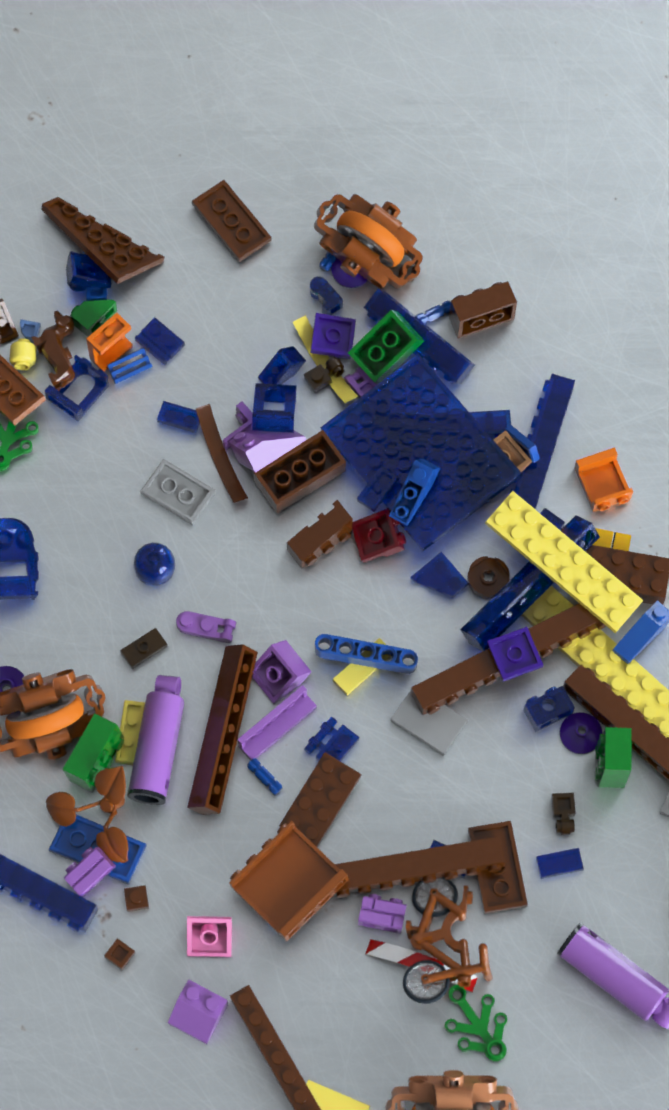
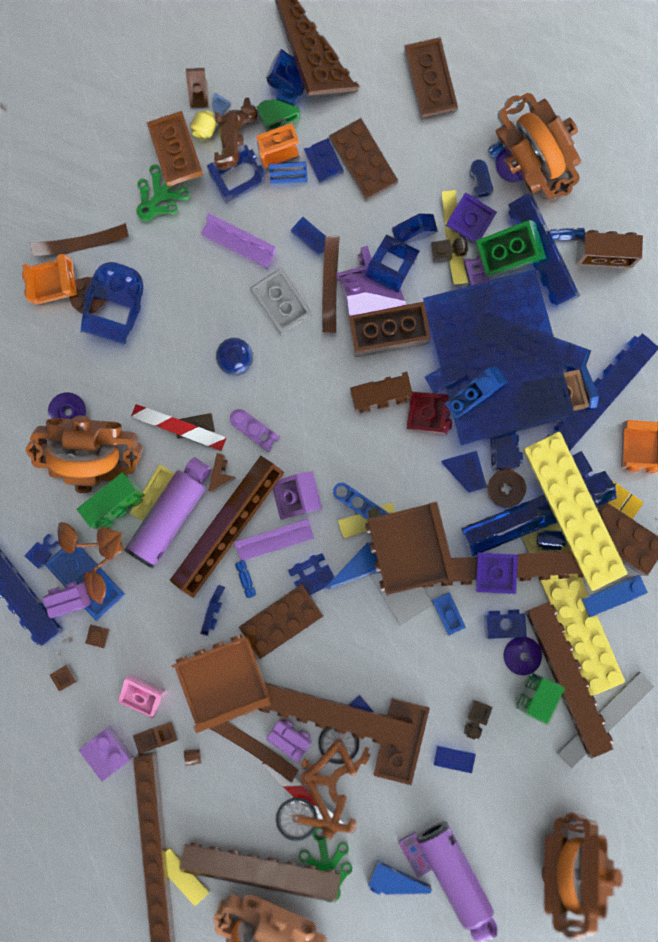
camera: 25 degrees right, 15 degrees up
(40, 839) = (40, 553): none -> clear blue plate
(108, 450) = (239, 241): none -> medium lavender fence
(127, 653) = (178, 427): none -> sticker
(193, 687) = (218, 479): none -> reddish brown slope
(199, 323) = (363, 159): none -> reddish brown plate
(242, 974) = (154, 737): none -> reddish brown slope
(246, 811) = (213, 608): none -> clear blue wing
(290, 976) = (192, 757): none -> reddish brown hose
(350, 940) = (257, 749): none -> reddish brown sticker
(375, 712) = (358, 567): none -> blue slope
(413, 1057) = (260, 873): none -> reddish brown brick
(419, 667) = (410, 549): none -> reddish brown panel
(470, 541) = (505, 453): none -> clear blue brick
(487, 721) = (448, 613): none -> blue plate
(549, 1009) = (392, 881): none -> blue slope
(554, 604) = (550, 540): none -> brick
(565, 974) = (415, 855): none -> medium lavender tile

